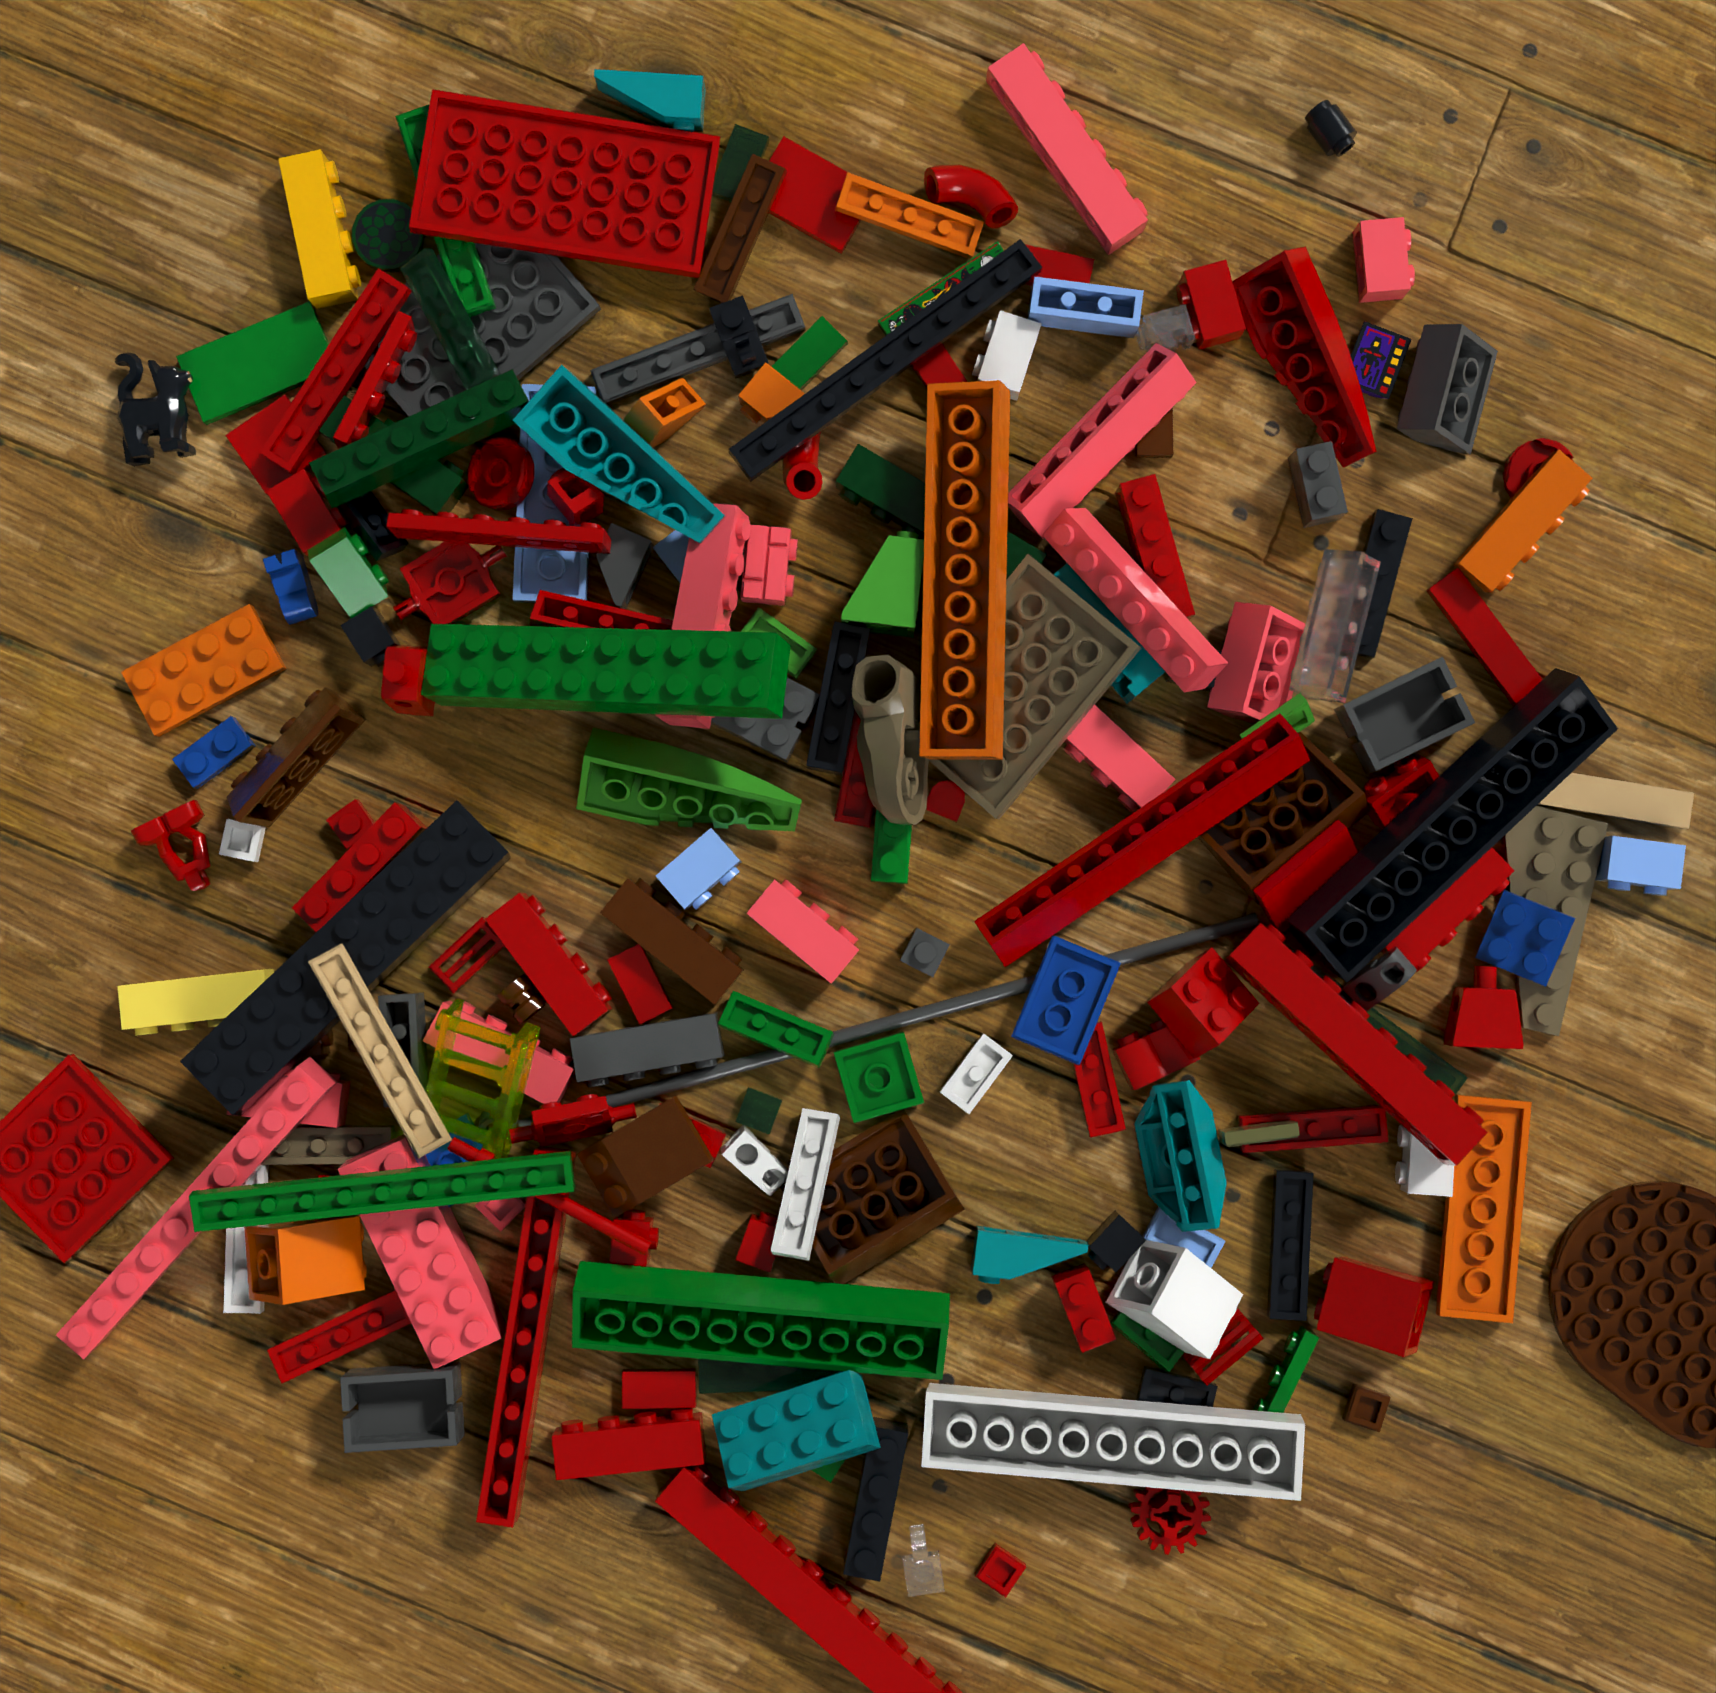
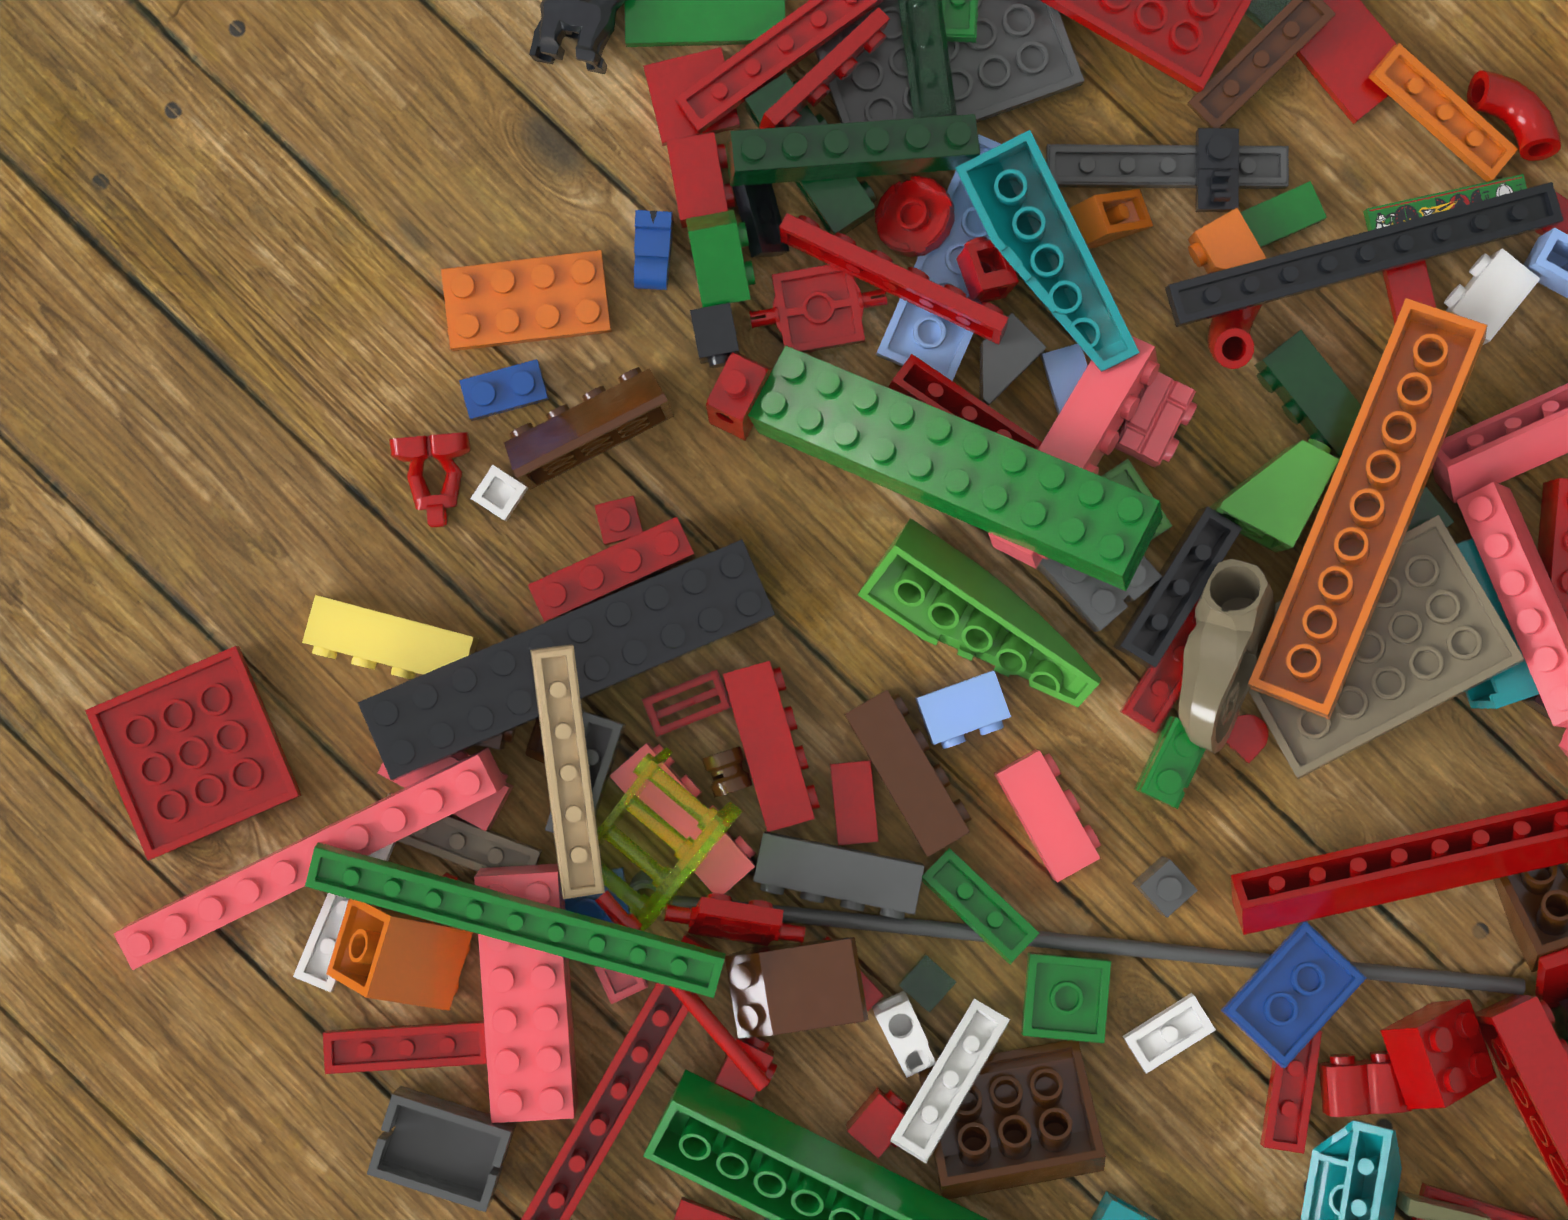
camera: 15 degrees right, 0 degrees up
(1117, 760) = (1444, 768): coral brick -> none

